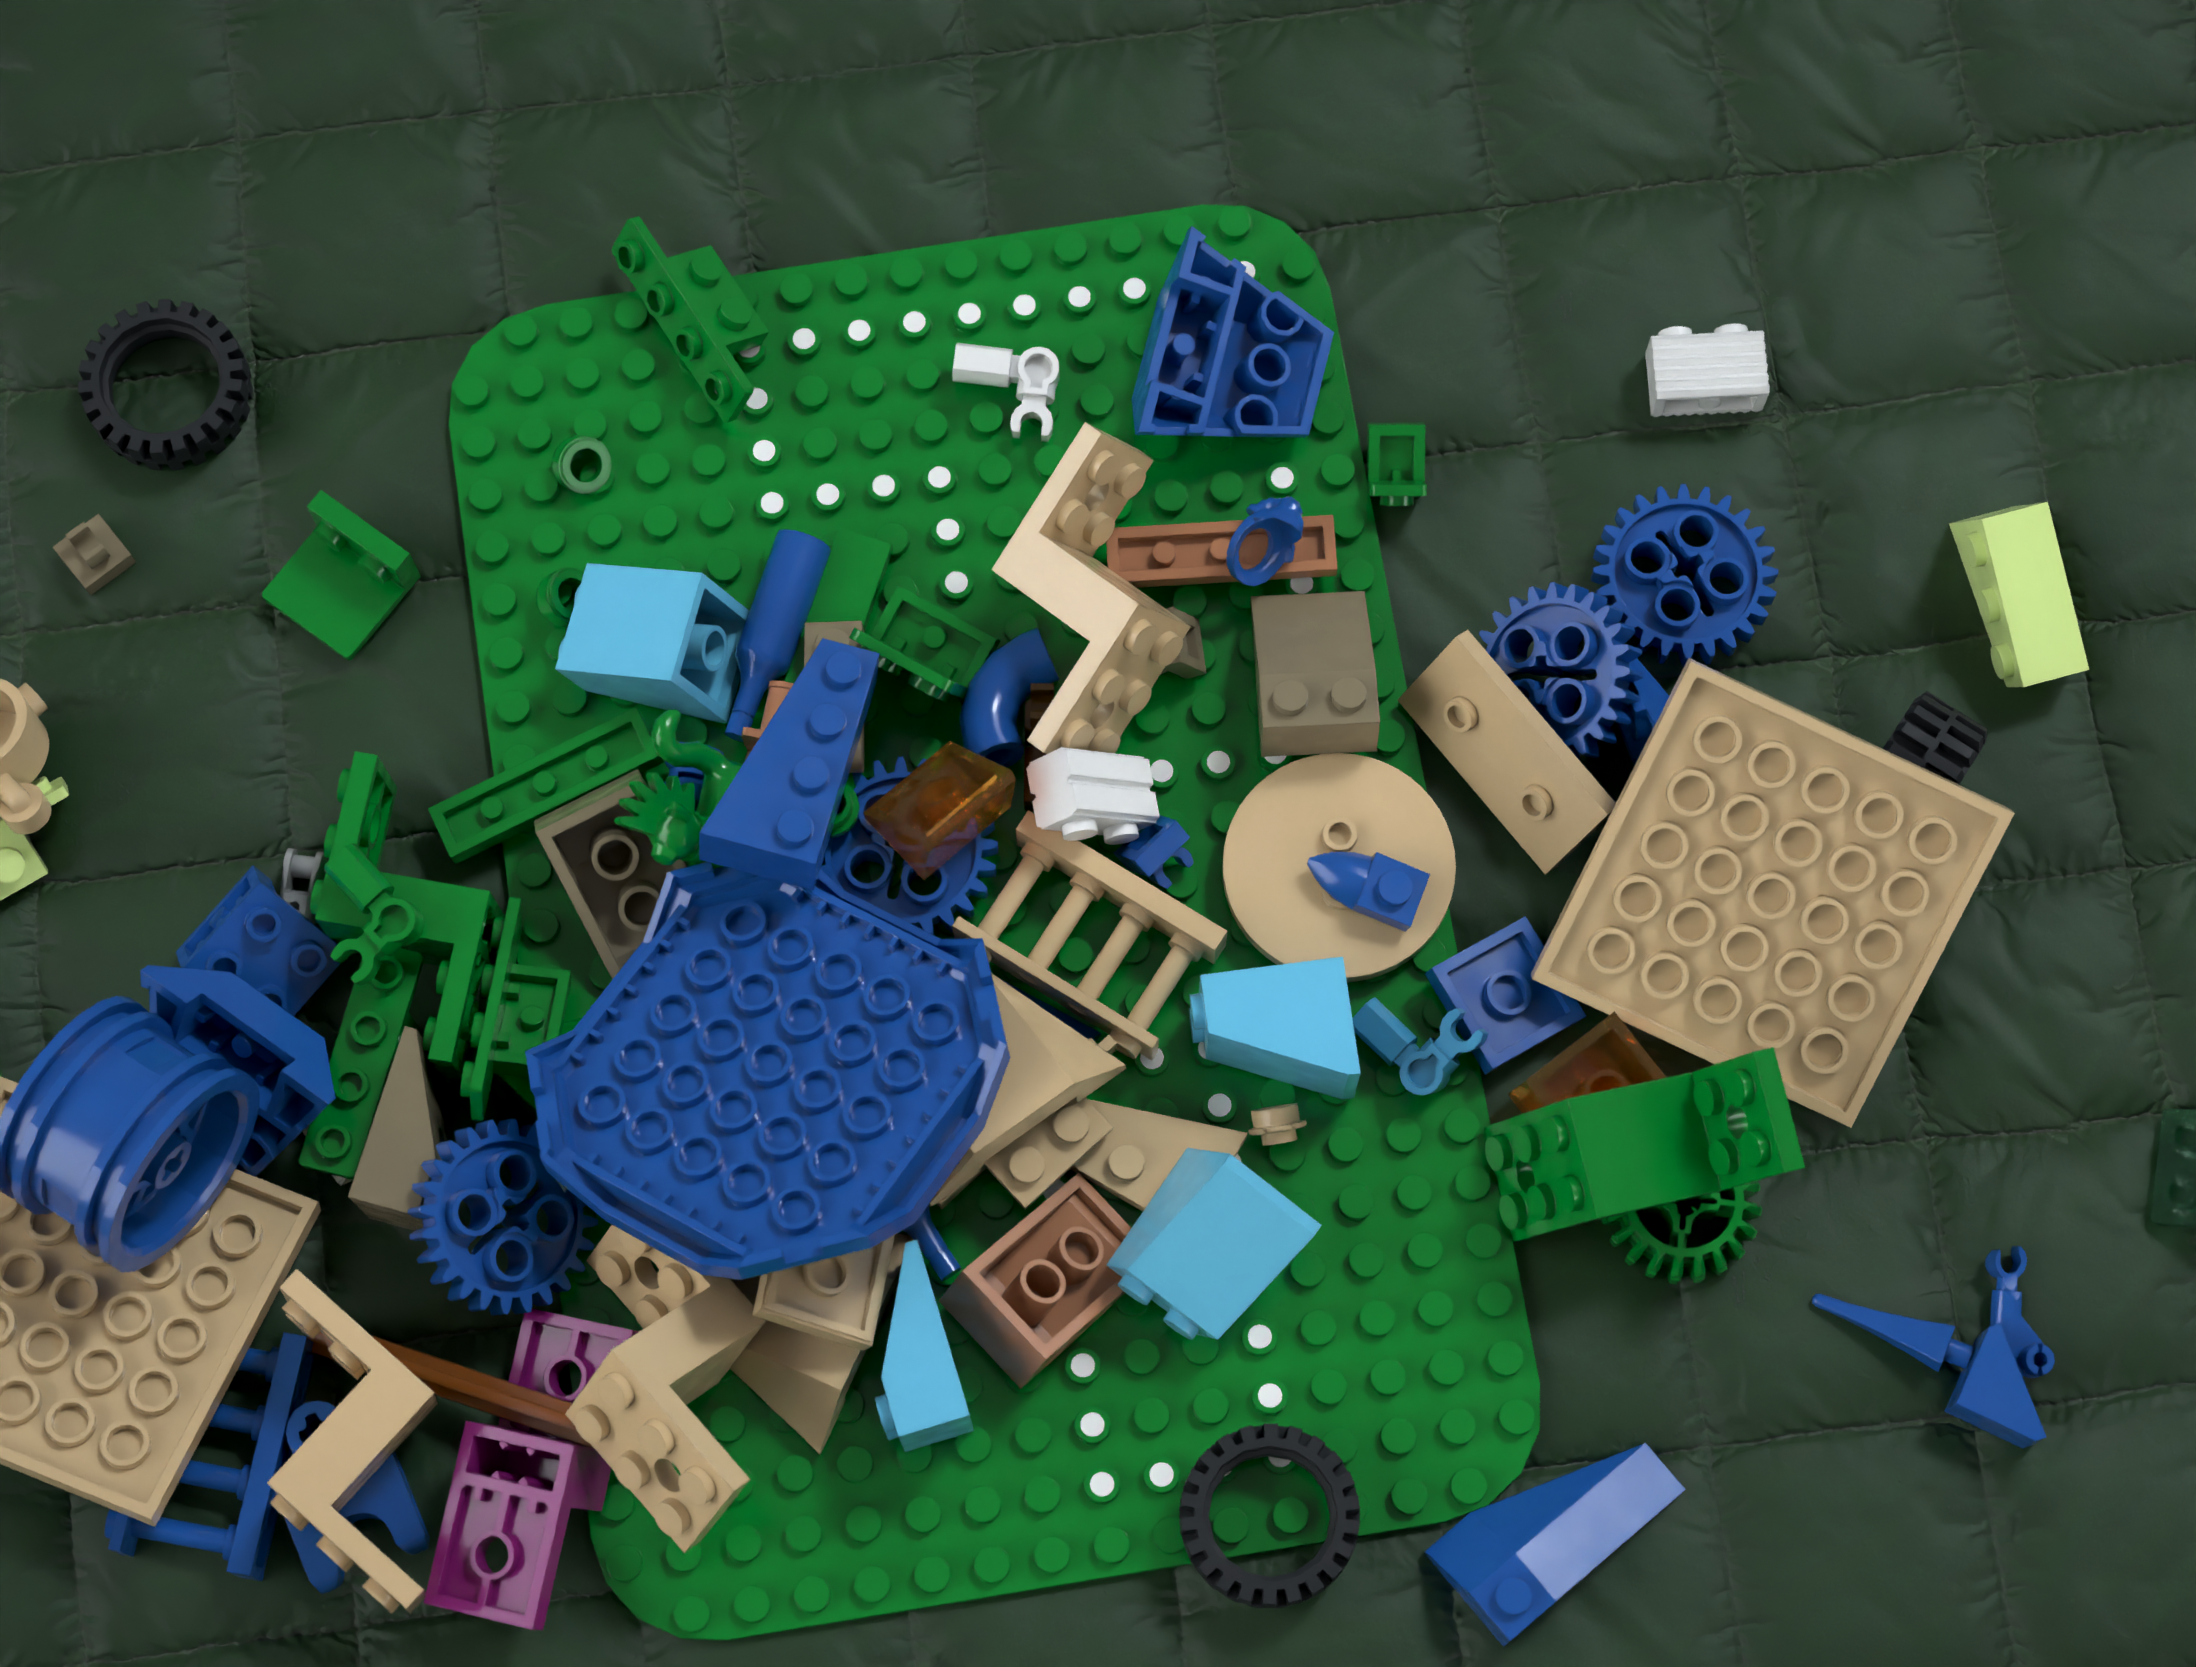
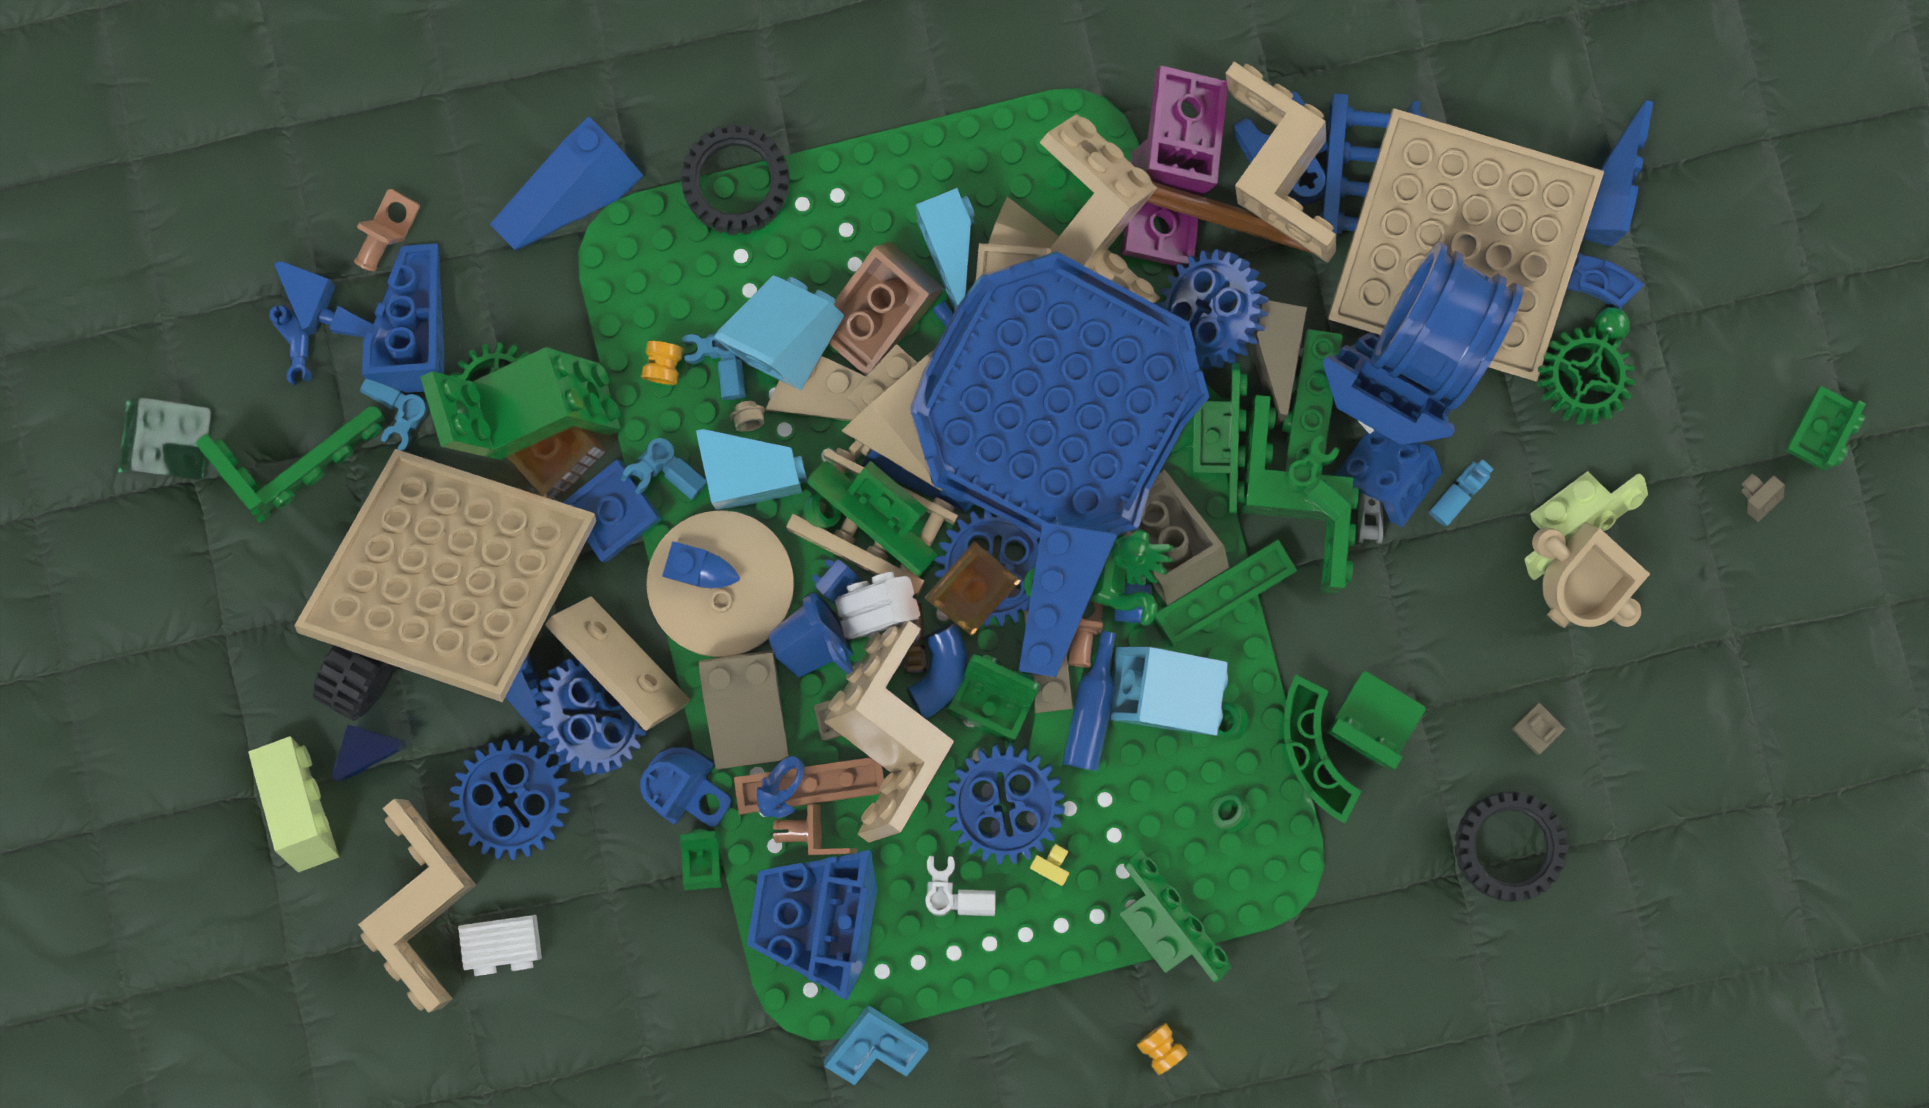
camera: 170 degrees right, 10 degrees up
(132, 931) = (1458, 495): none -> dark azure bar
(439, 503) = (1308, 753): none -> green brick
(732, 151) = (1161, 1048): none -> light orange wheel
(862, 403) = (1050, 867): none -> light yellow tile
(870, 498) = (972, 808): none -> blue gear
(1079, 937) = (878, 509): none -> green bracket
(1155, 947) = (813, 515): none -> green piece
(1156, 192) = (872, 1038): none -> dark azure plate
(1199, 762) = (811, 638): none -> blue container
(1226, 483) = (808, 831): none -> nougat bracket
(1300, 1184) = (729, 368): none -> dark azure bar
(1410, 1218) = (662, 362): none -> light orange wheel
(1423, 582) = (678, 782): none -> blue container
(1823, 1194) = (411, 410): none -> dark azure bar
(1825, 1314) = (408, 323): none -> blue wedge
(1831, 424) = (416, 906): none -> tan bracket
(1862, 1486) = (383, 230): none -> nougat bracket
(1904, 665) = (363, 750): none -> clear blue slope
(2096, 1078) = (304, 472): none -> green bracket

